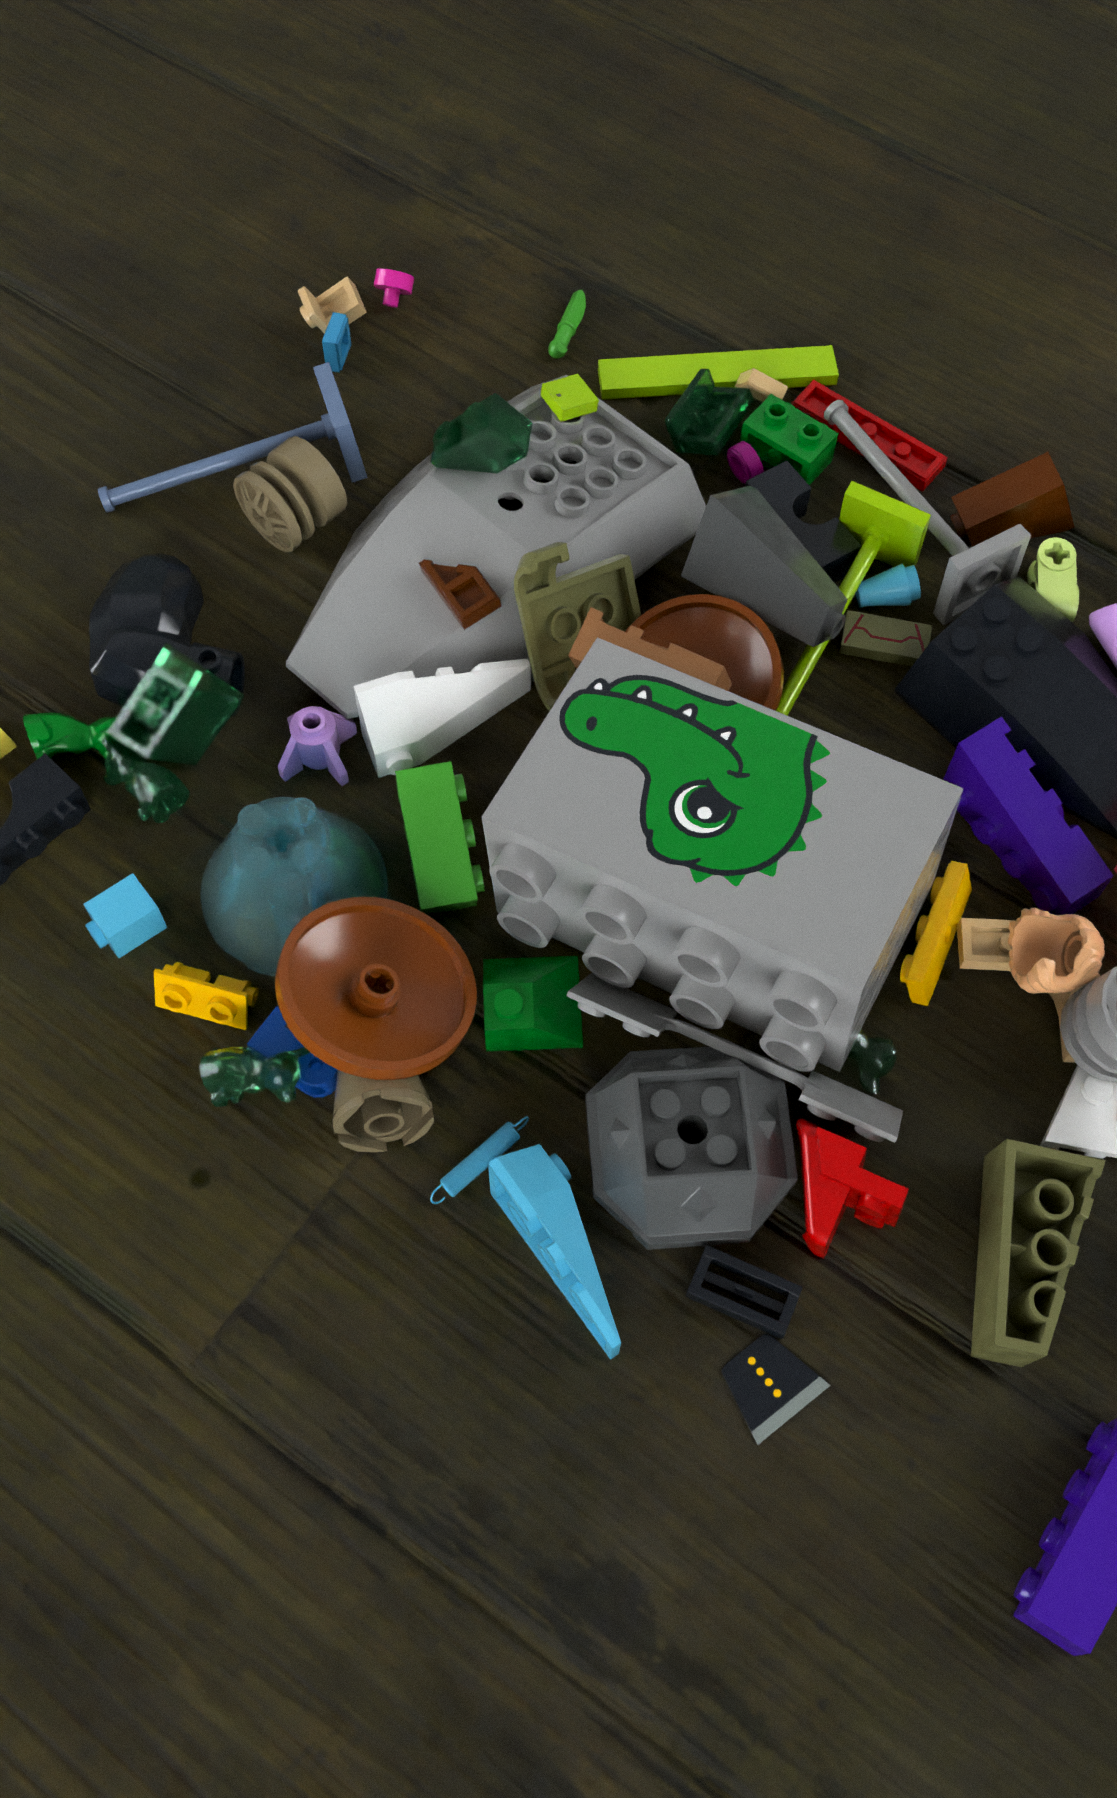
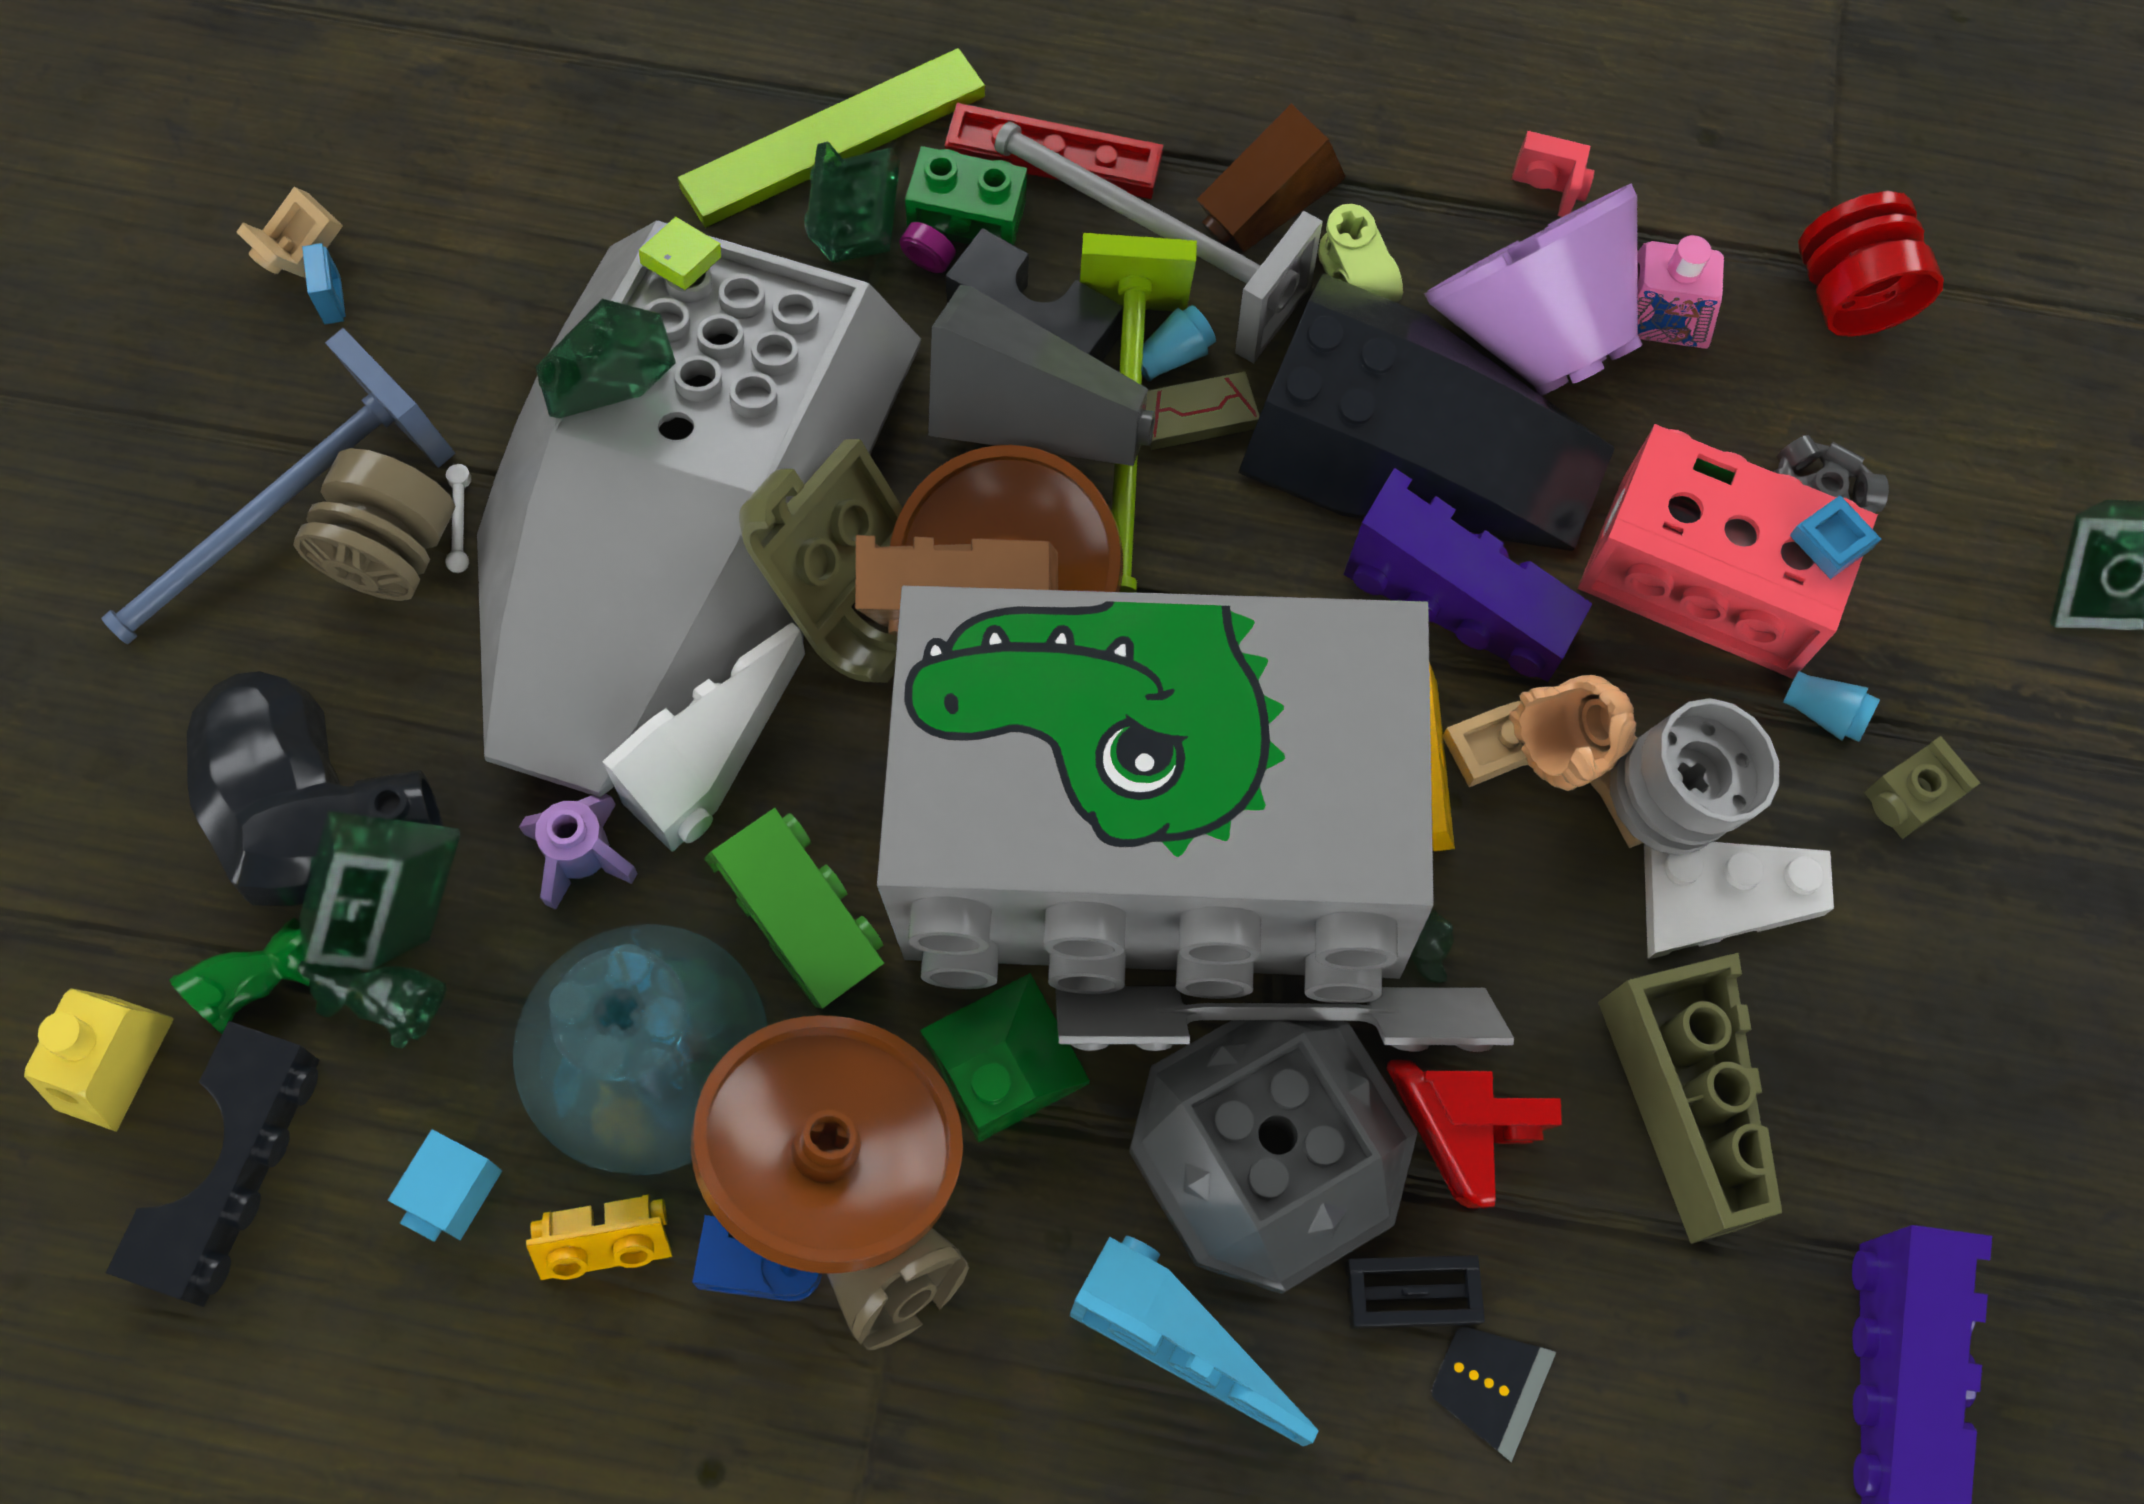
camera: 30 degrees left, 5 degrees up
(236, 1070) = (705, 1317): clear green animal -> none
(361, 493) = (458, 478): none -> white hinge
(393, 284) = (359, 172): dark pink tile -> none
(462, 590) = (675, 573): reddish brown tile -> none
(479, 1159) = (1039, 1283): medium azure piece -> none
(568, 325) = (614, 142): bright green piece -> none
(761, 385) = (901, 138): tan tile -> none

